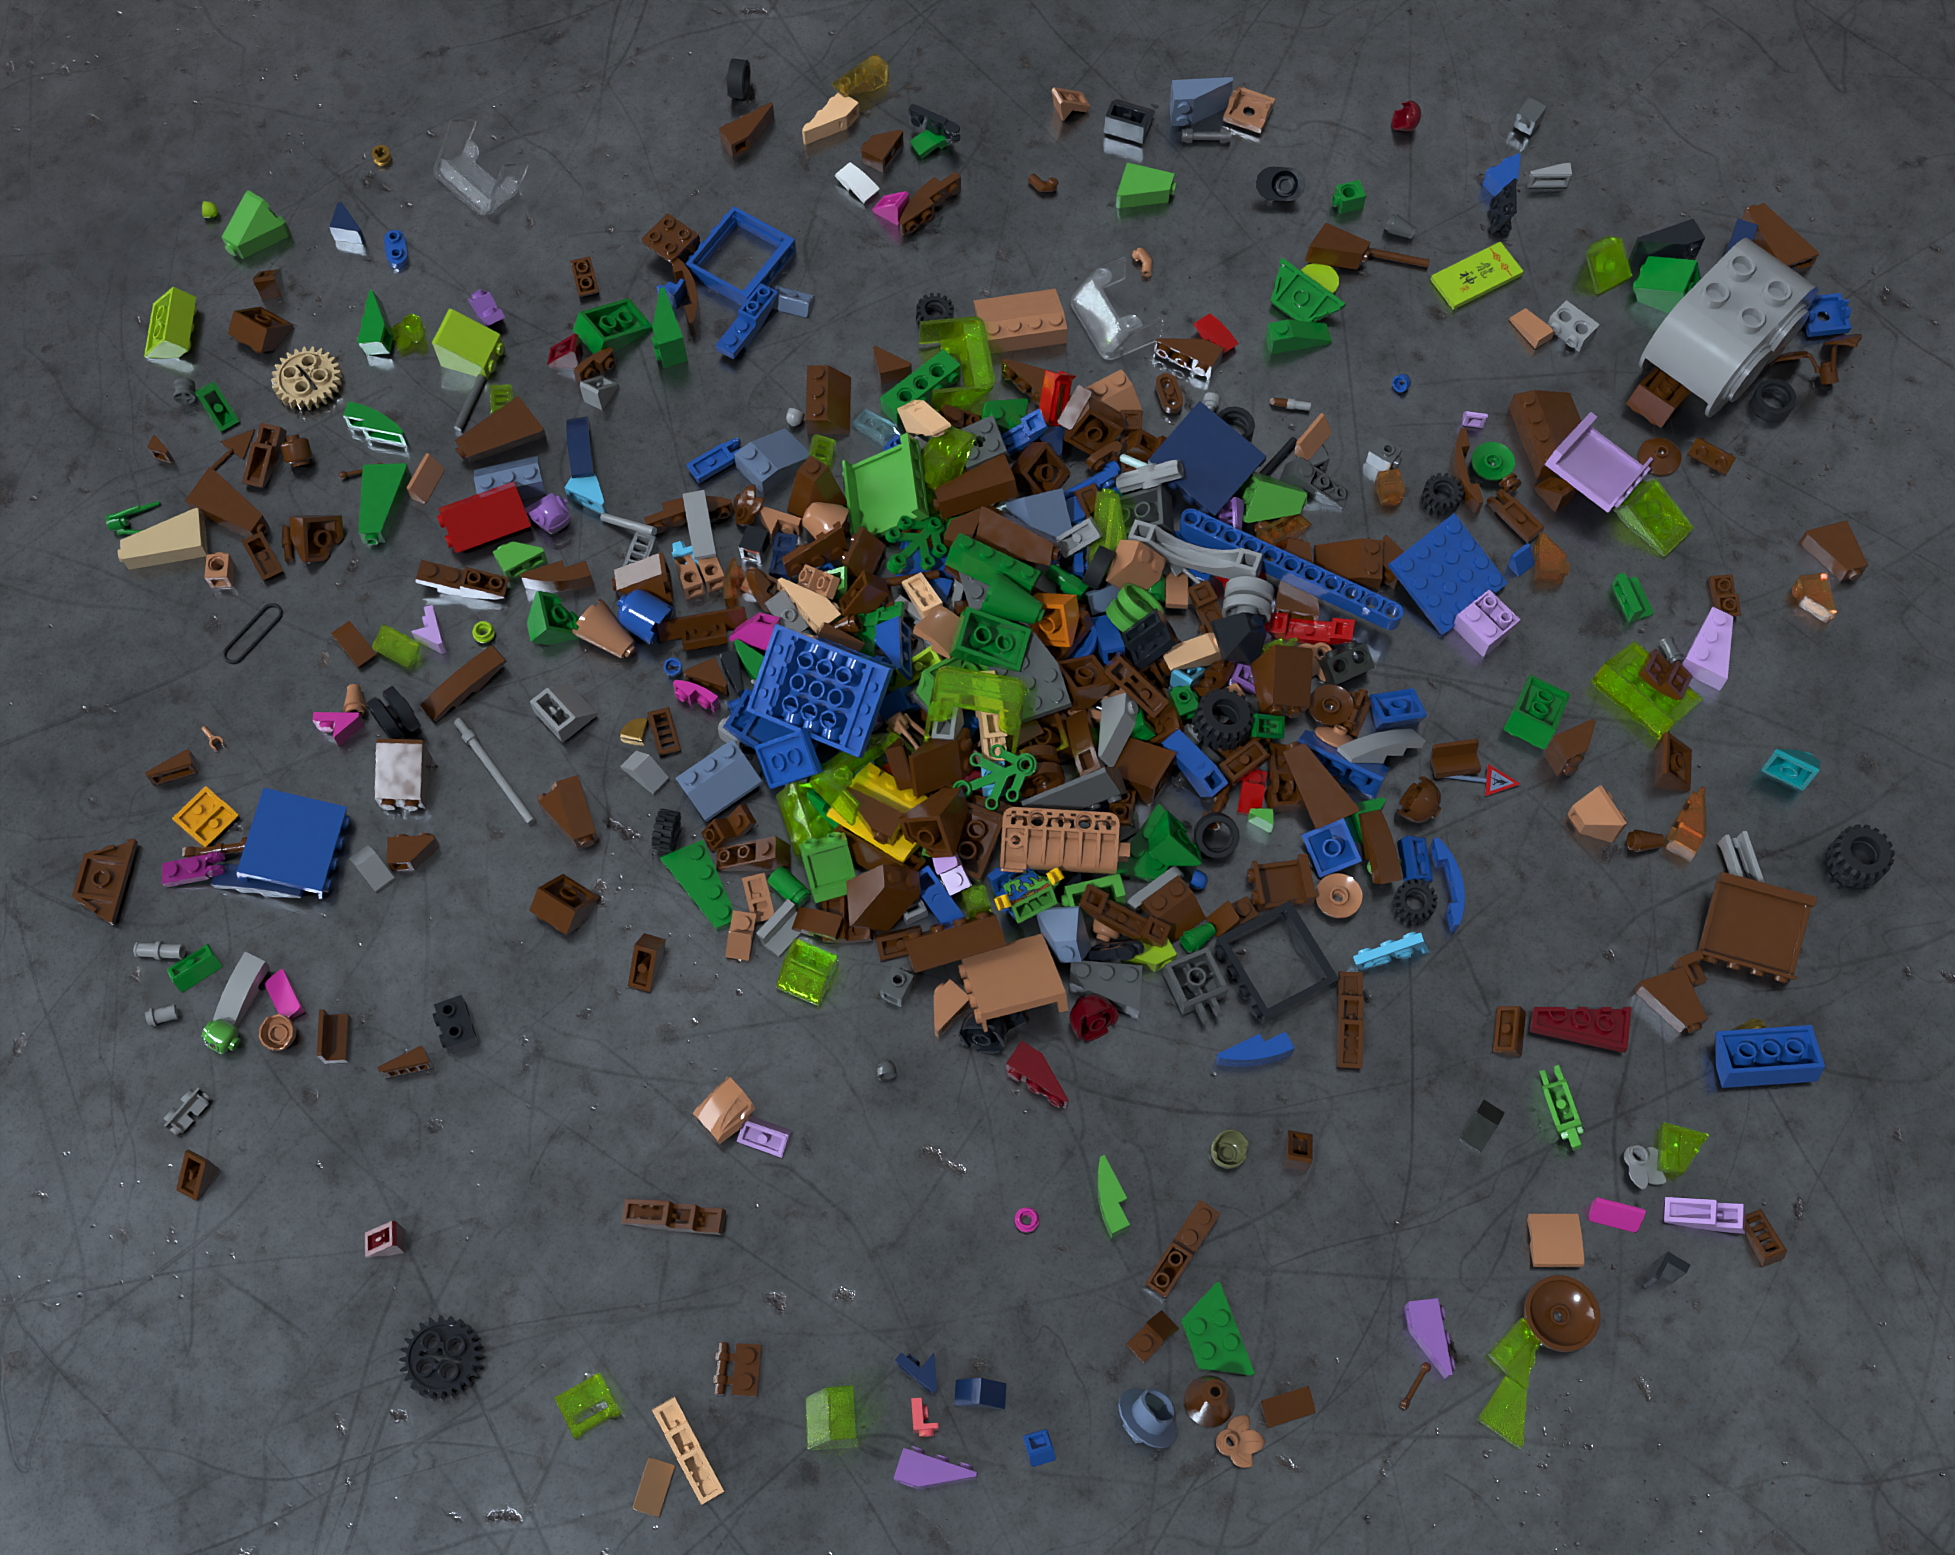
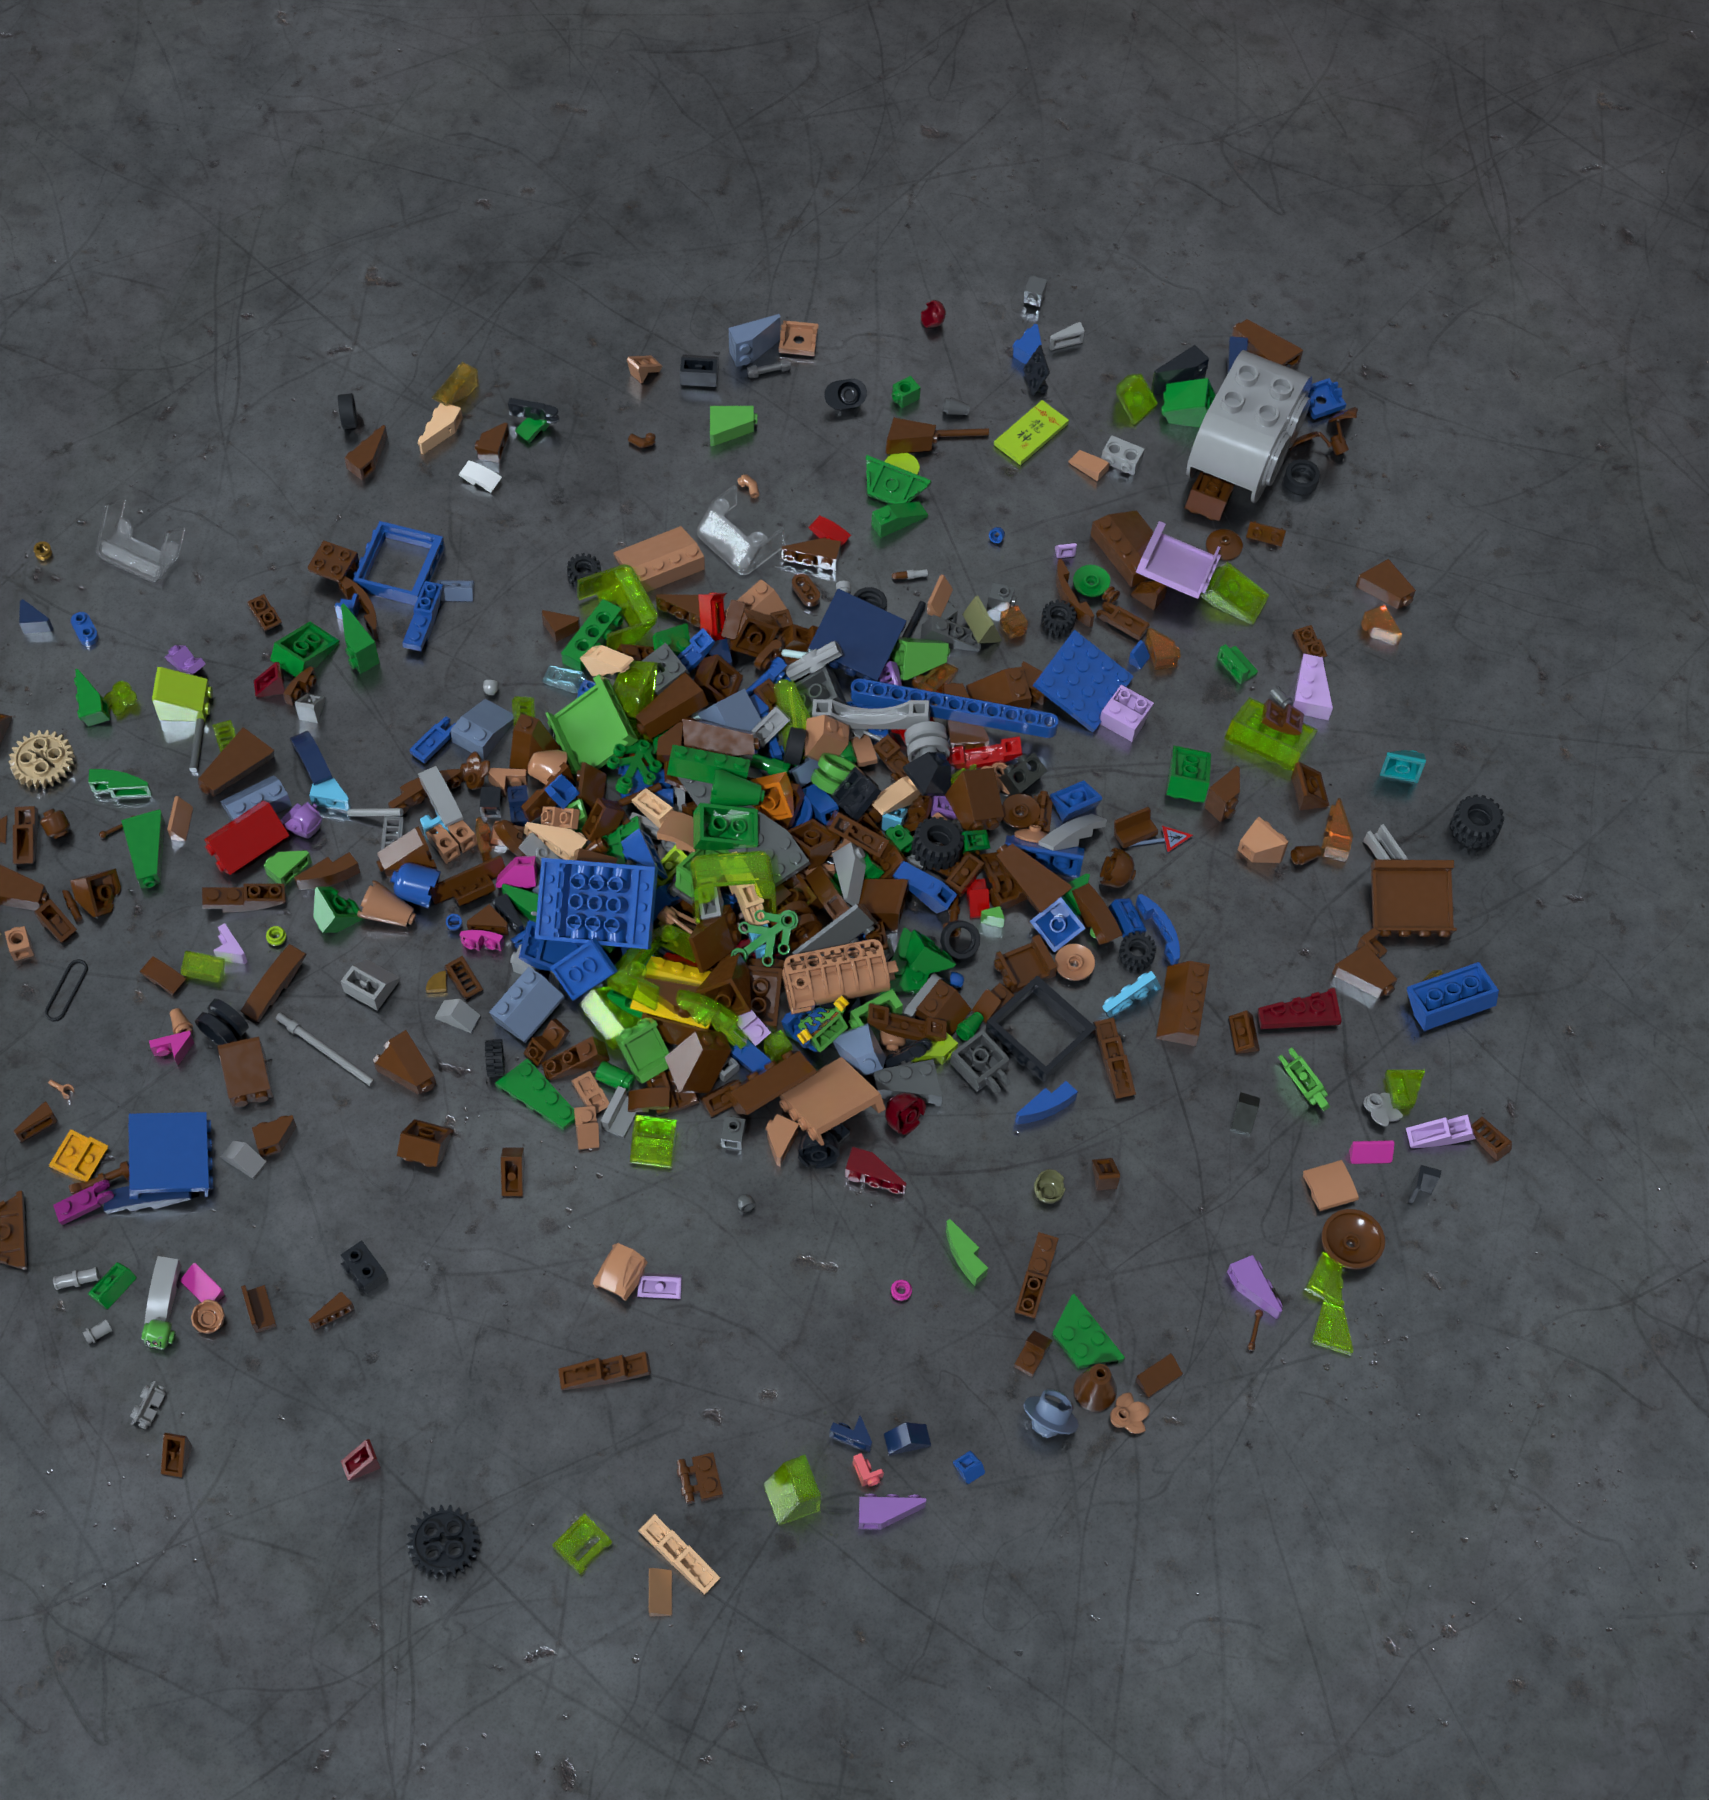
camera: 20 degrees left, 5 degrees down
(827, 400) = (515, 666): reddish brown slope -> none
(828, 553) = (562, 791): none -> blue panel
(892, 206) = (519, 489): dark pink slope -> none
(899, 763) = (681, 948): reddish brown slope -> none
(903, 843) = (706, 1010): none -> clear neon green slope
(922, 204) = (544, 480): reddish brown slope -> none
(1352, 478) = (980, 622): none -> olive slope
(1448, 976) = (1183, 1002): none -> reddish brown slope

